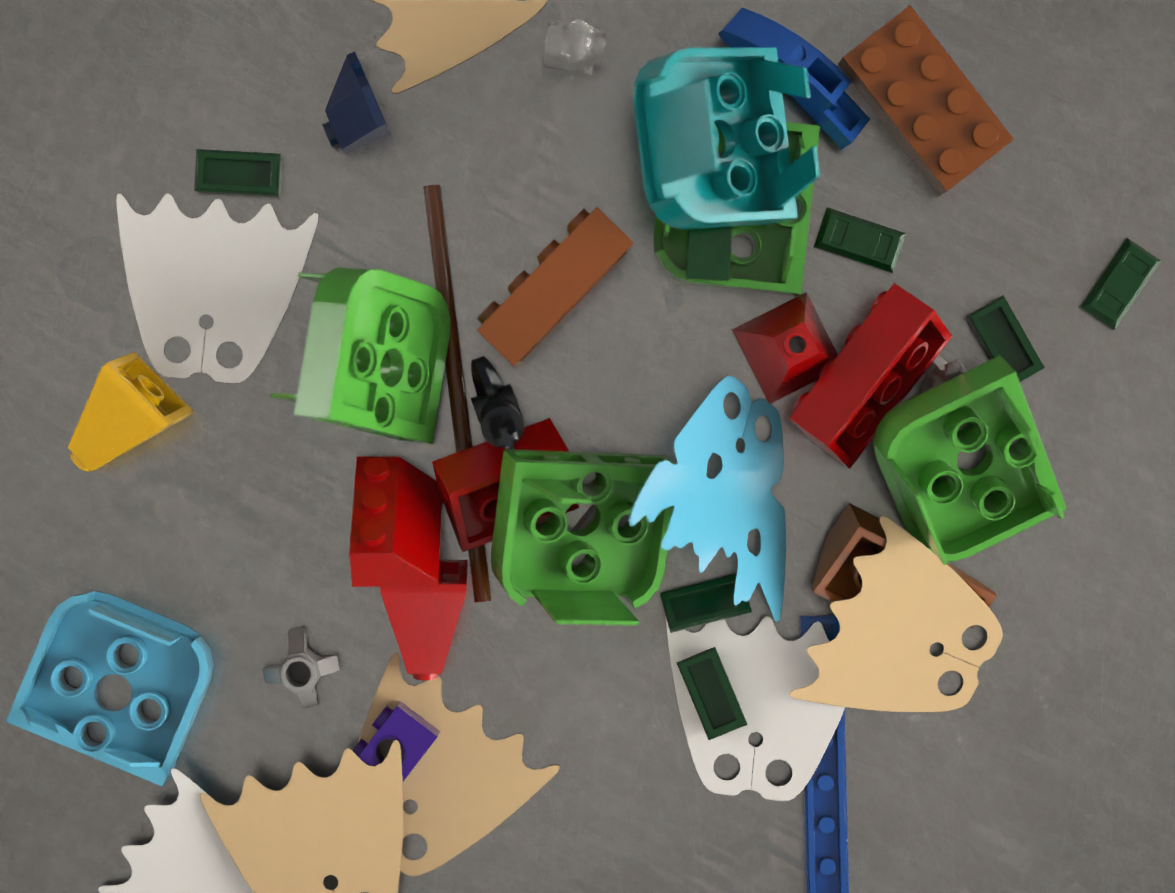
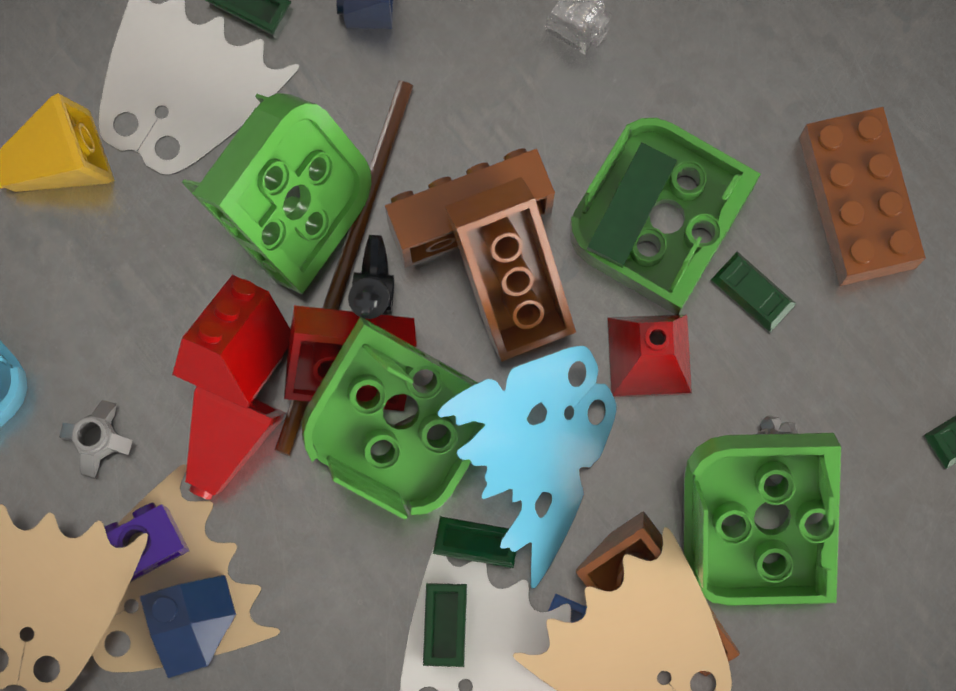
camera: 25 degrees right, 10 degrees down
(473, 799) = (189, 622): none -> dark blue slope
(625, 335) = (511, 268): none -> dark orange brick
(676, 115) = (640, 97): teal piece -> none
(827, 82) = (757, 110): blue slope -> none
(870, 374) = (716, 398): red brick -> none
(1004, 337) = (844, 418): dark green tile -> none

